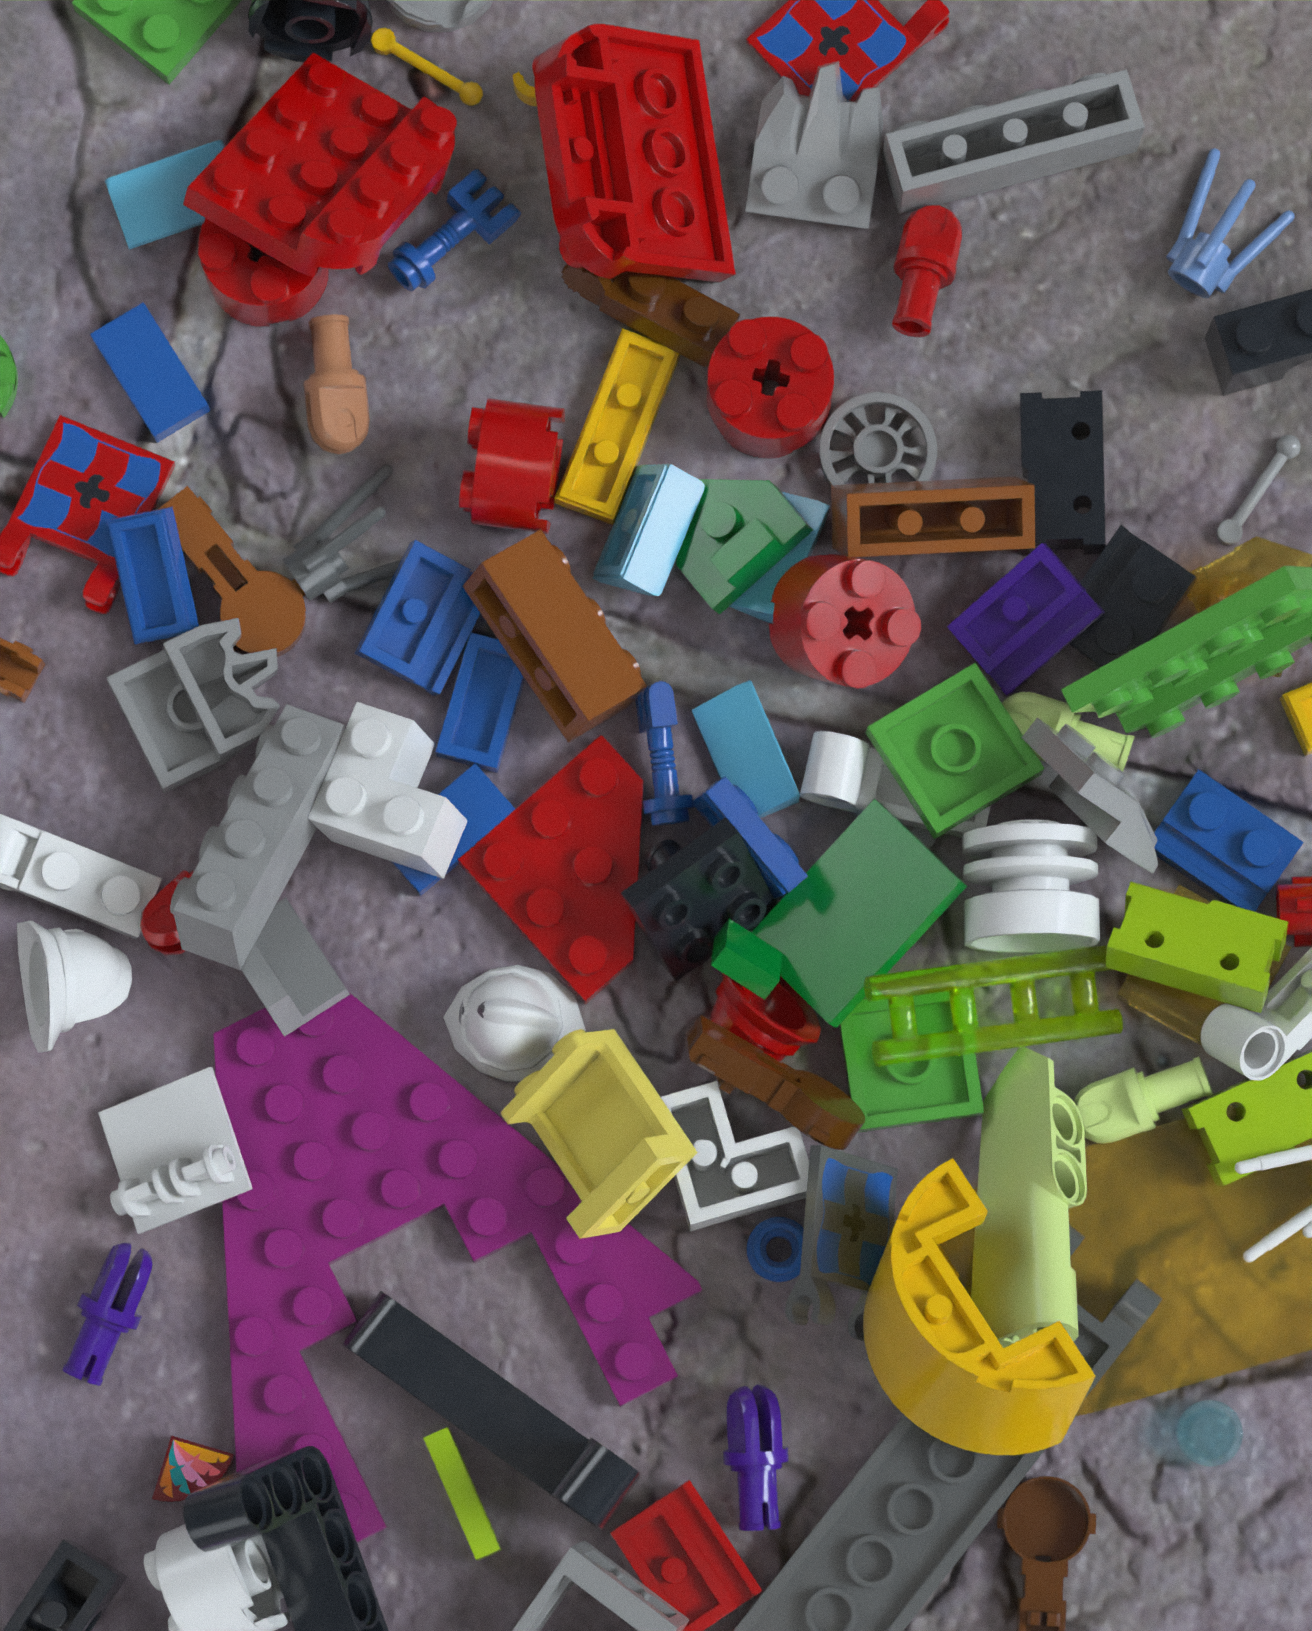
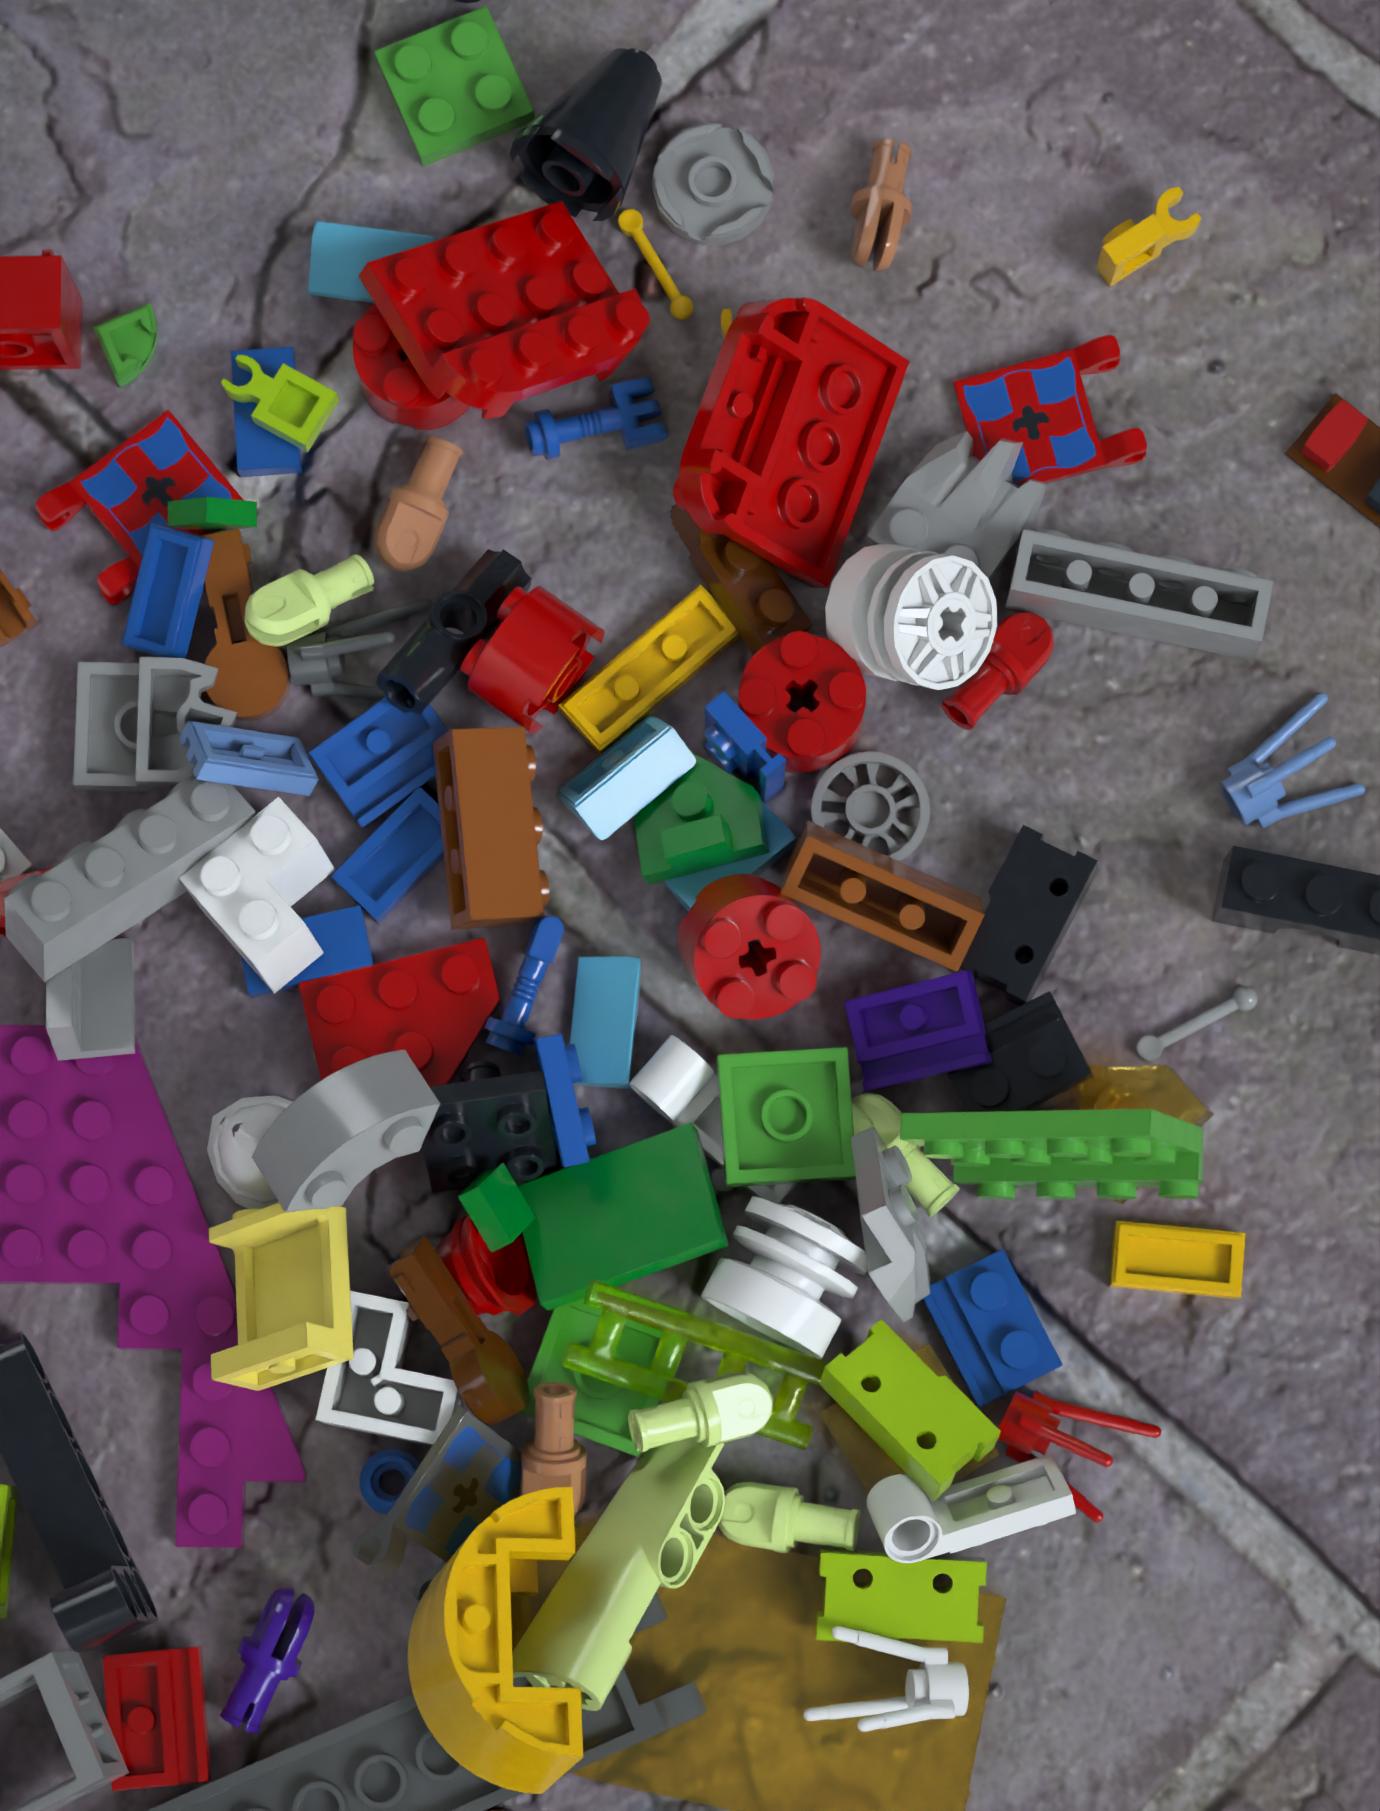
camera: 30 degrees right, 0 degrees up
(158, 484) = (212, 514): none -> green tile
(173, 353) = (287, 405): none -> lime plate
(281, 520) = (304, 601): none -> yellowish green arm
(310, 682) = (248, 758): none -> medium blue tile
(429, 503) = (436, 654): none -> black piece
(585, 957) = (345, 1131): none -> light grey brick
(739, 448) = (741, 746): none -> blue plate
(830, 257) = (912, 615): none -> white wheel
(909, 1148) = (554, 1454): none -> nougat arm
(1026, 1039) = (709, 1412): none -> yellowish green arm

